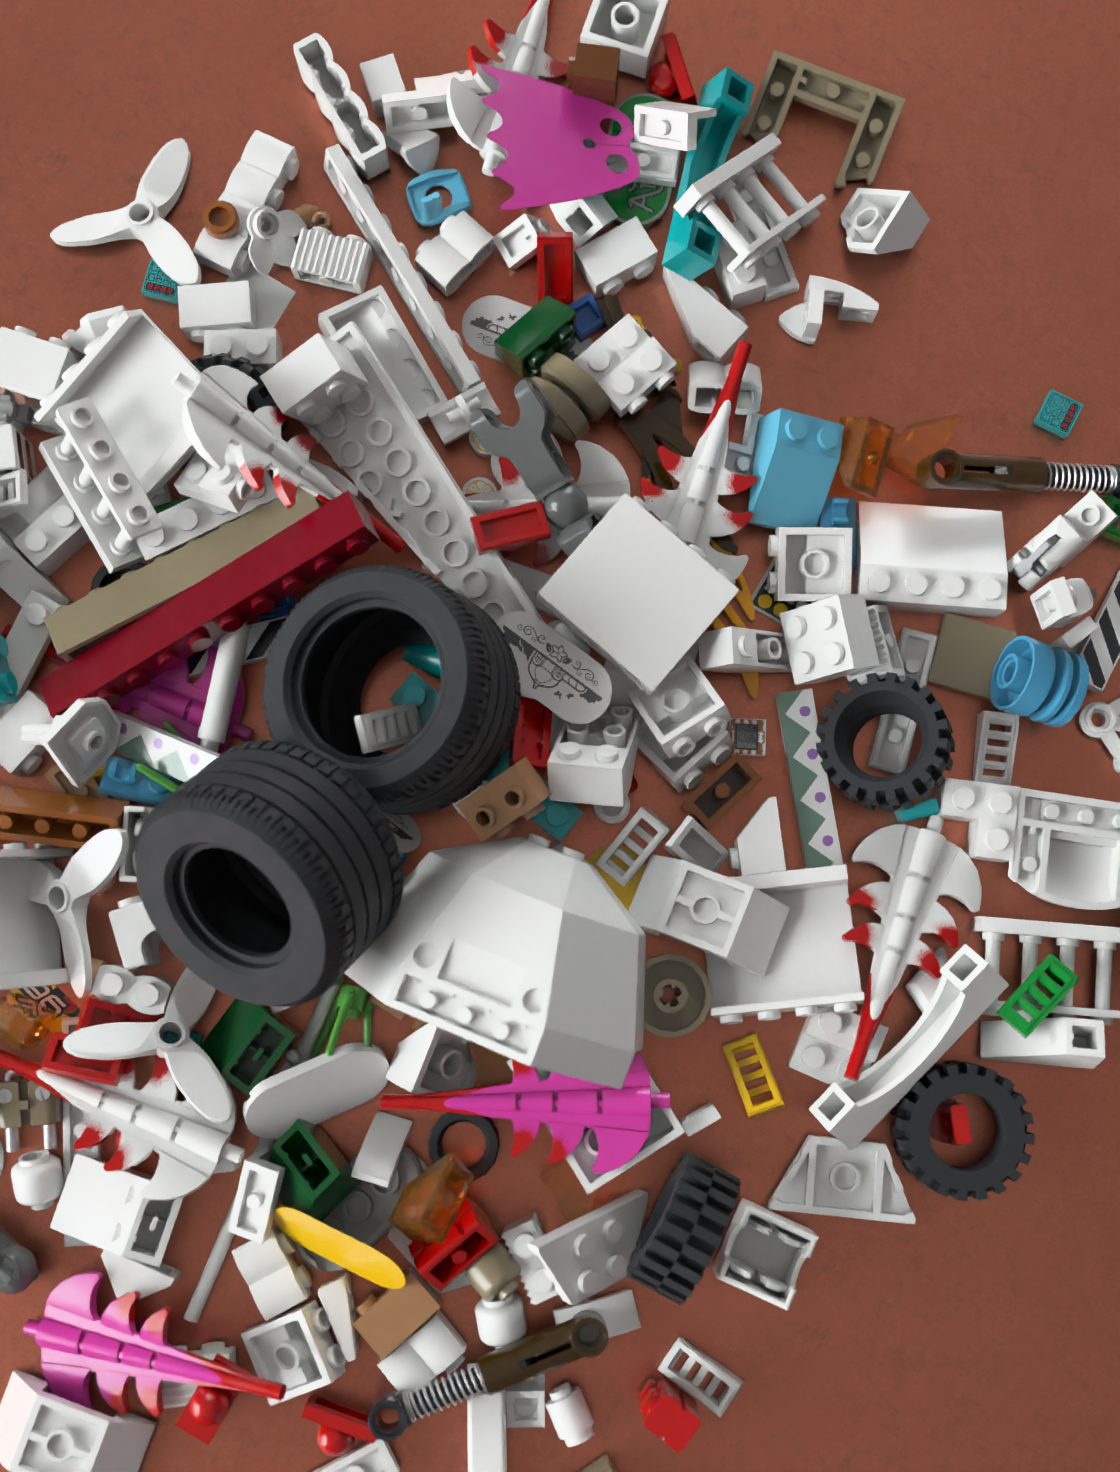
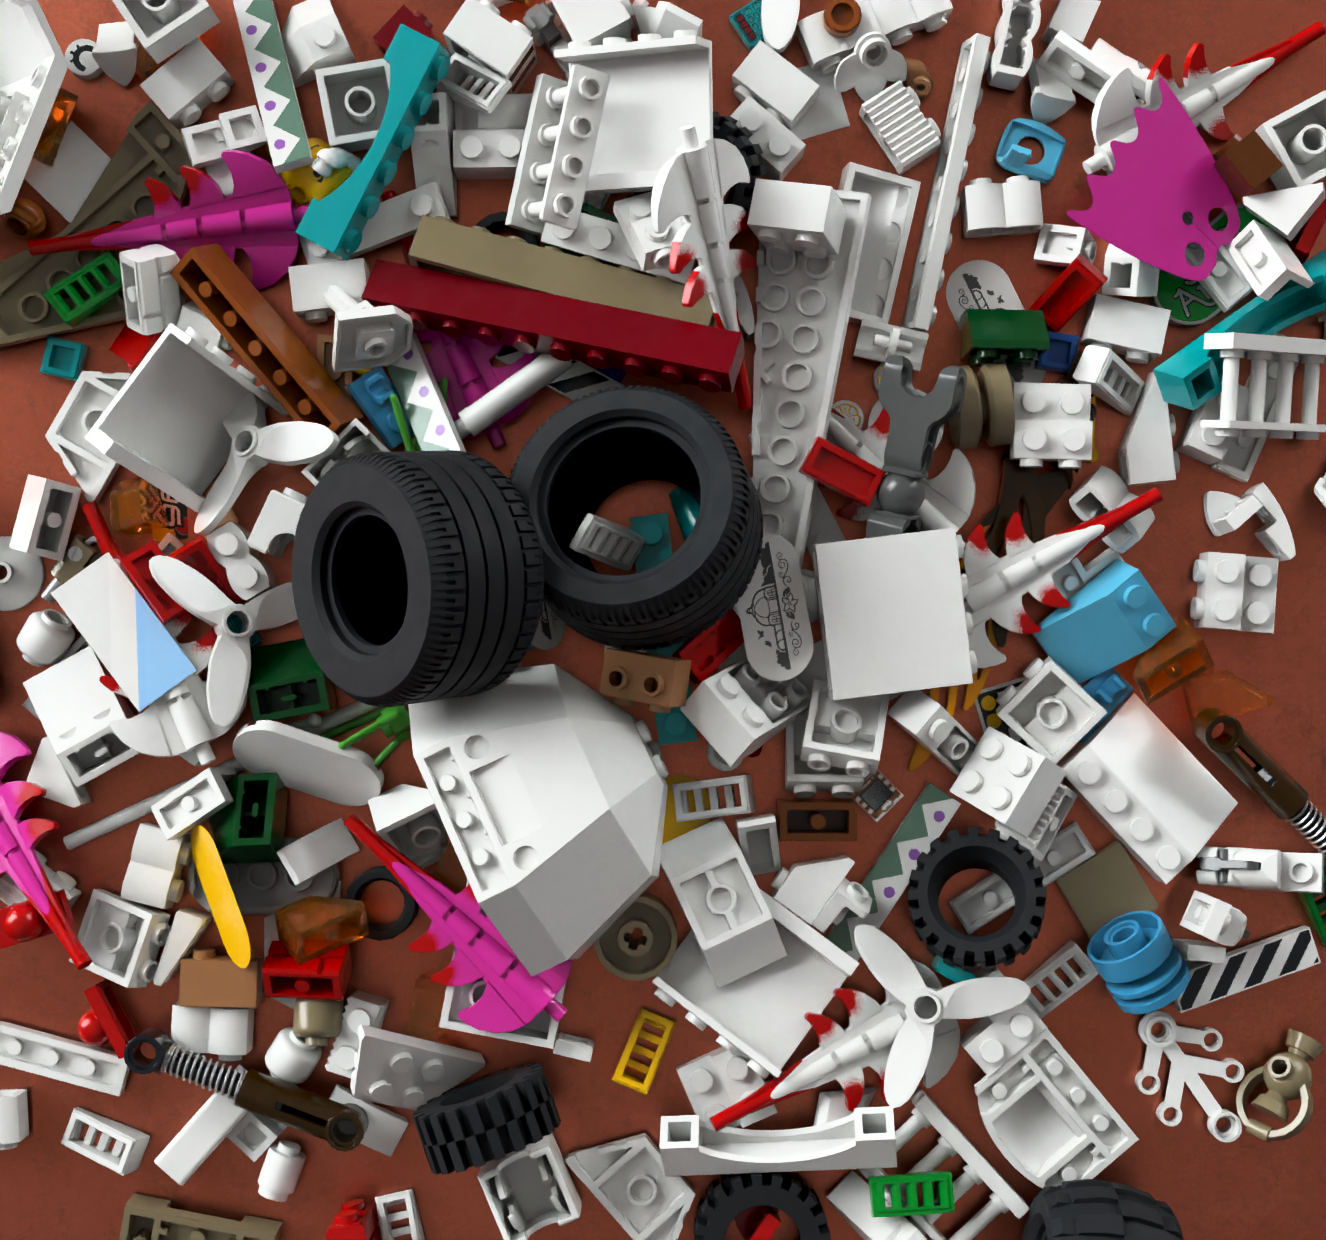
camera: 40 degrees right, 5 degrees up
(91, 1118) = (123, 631): none -> sticker
(636, 298) = (1108, 377): none -> white slope
(650, 78) = (1286, 208): none -> white slope
(793, 841) = (846, 896): none -> white bracket
(862, 369) = (1235, 592): none -> white plate
(940, 825) = (959, 1000): none -> white piece

